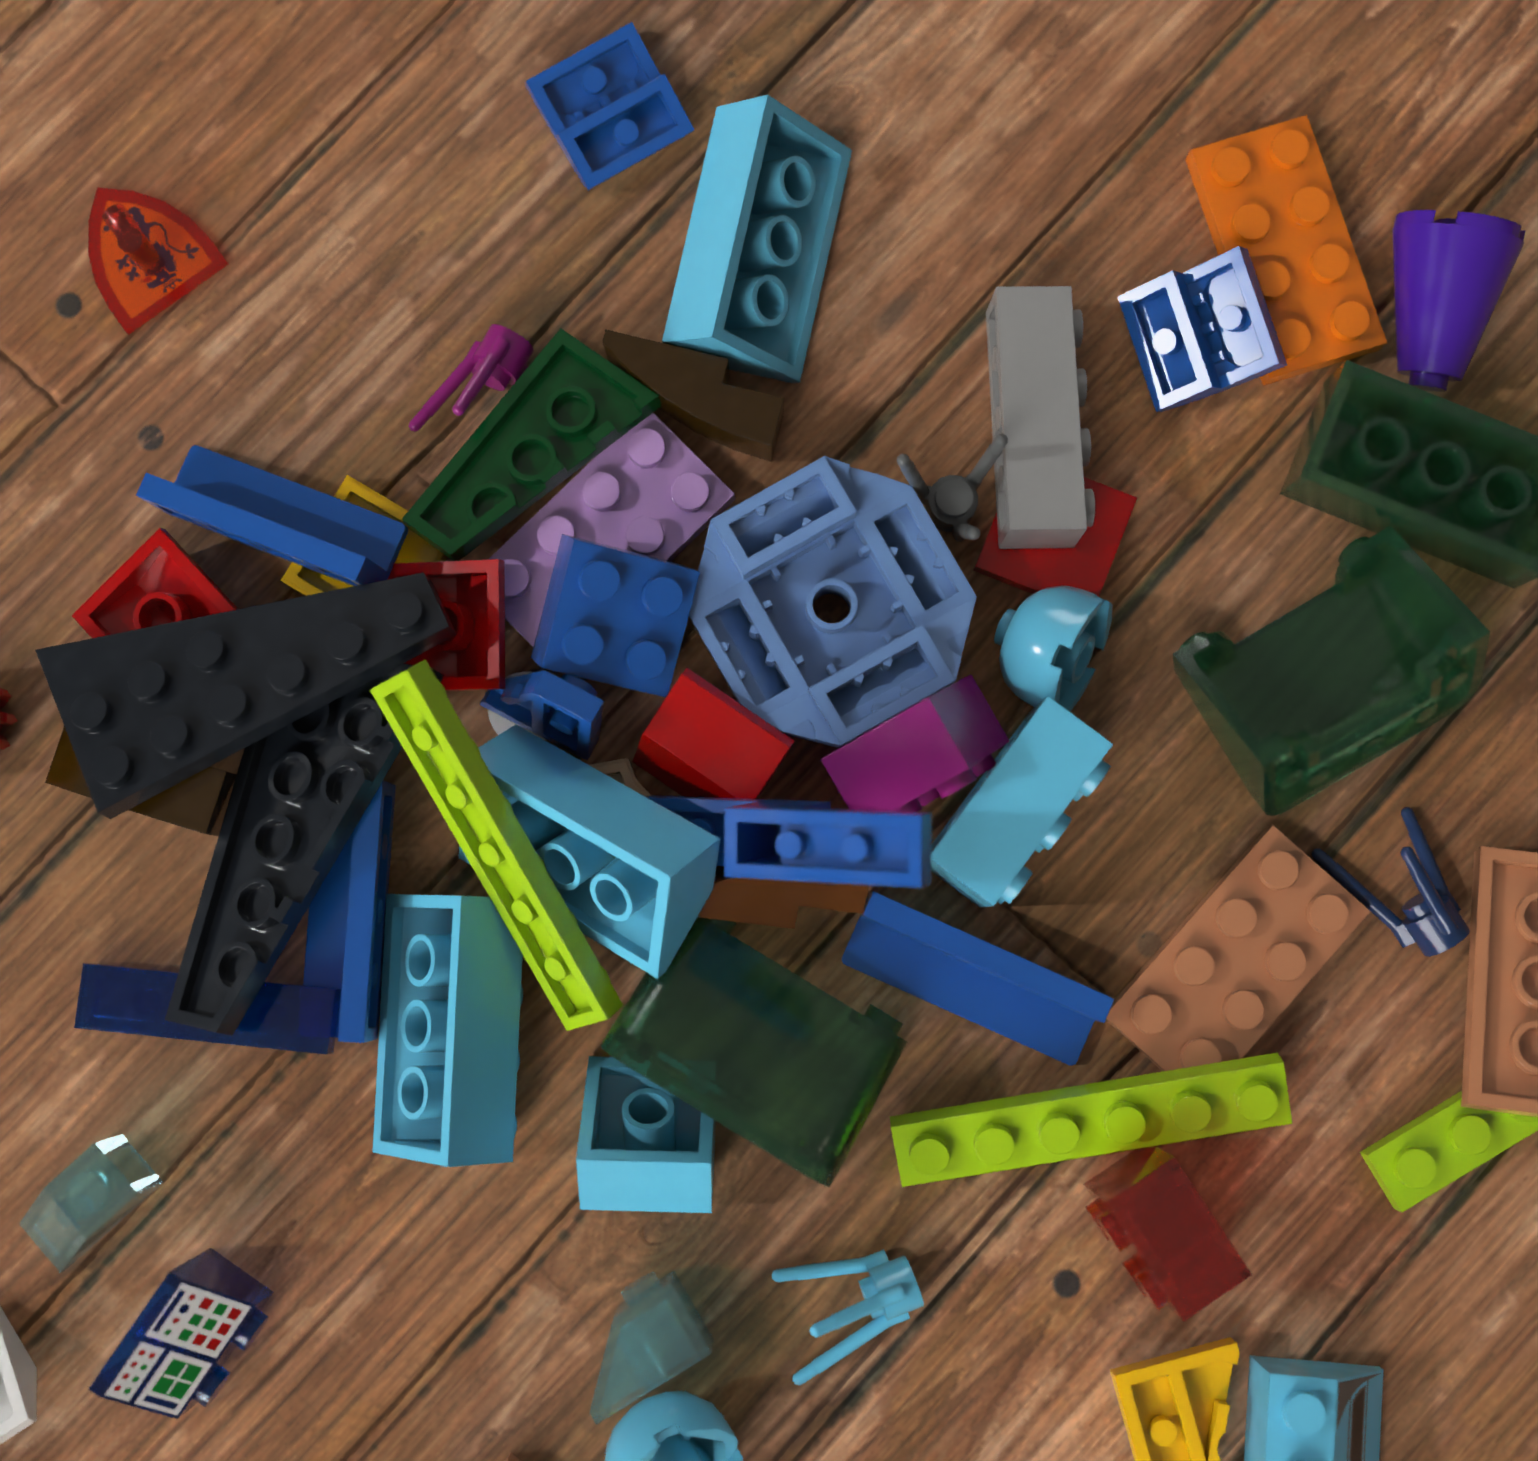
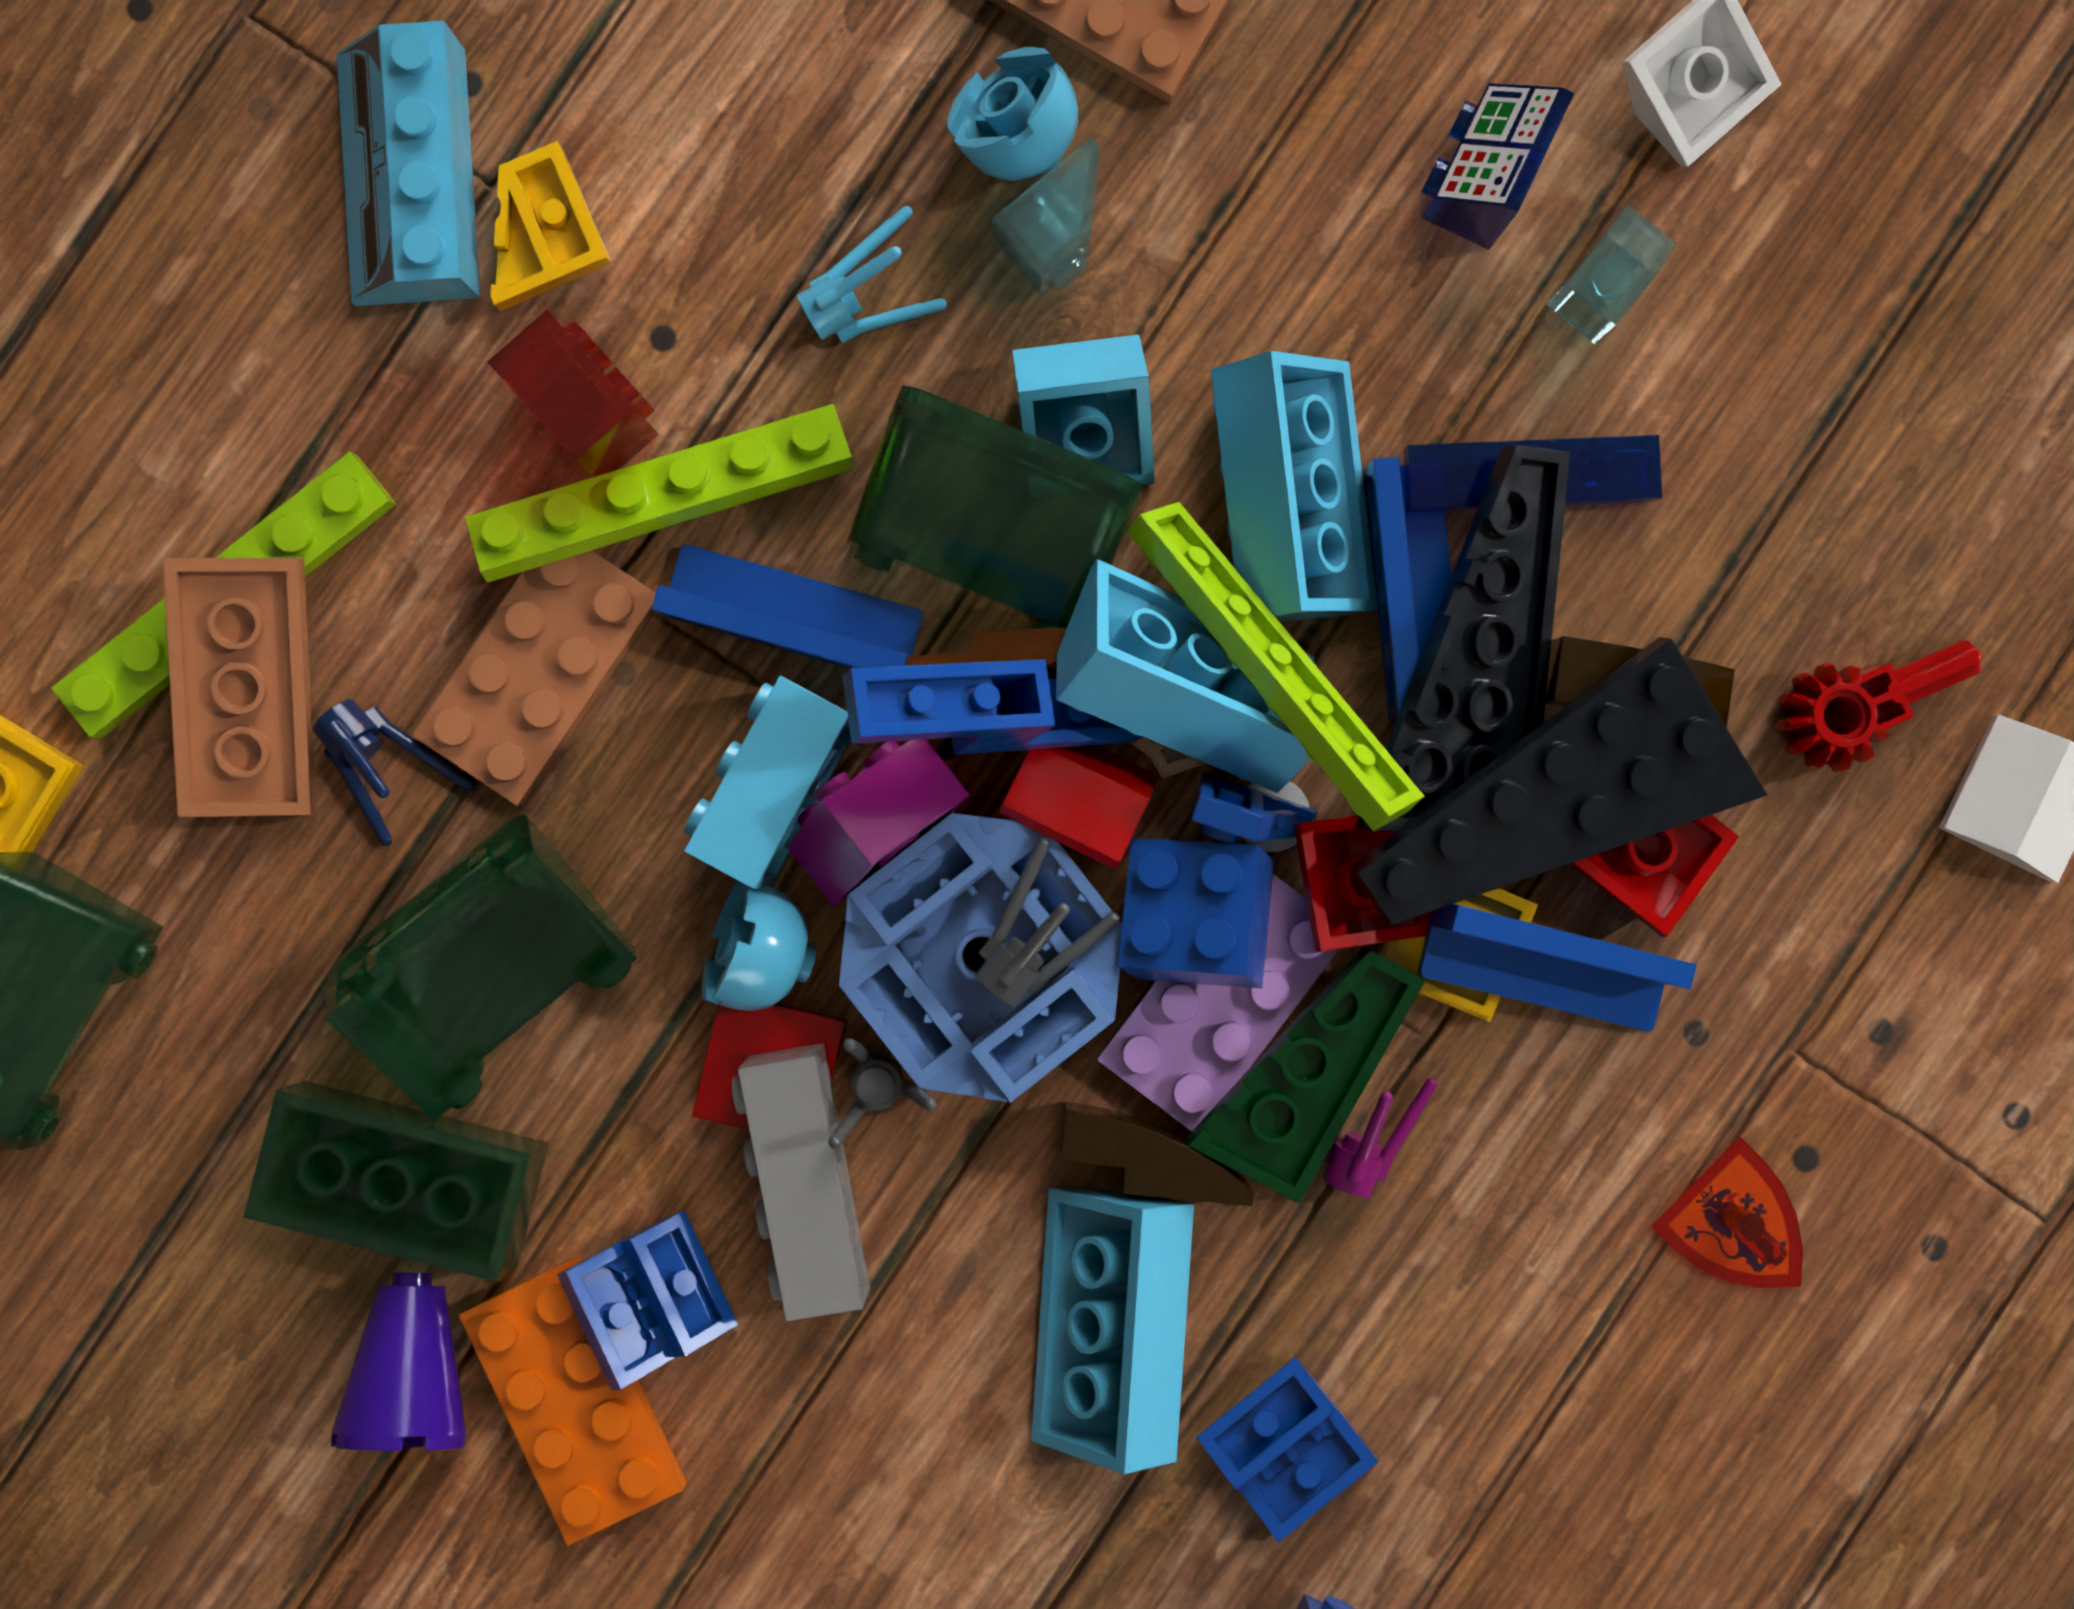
camera: 170 degrees right, 5 degrees up
(797, 585) = (1013, 968): none -> dark grey plant

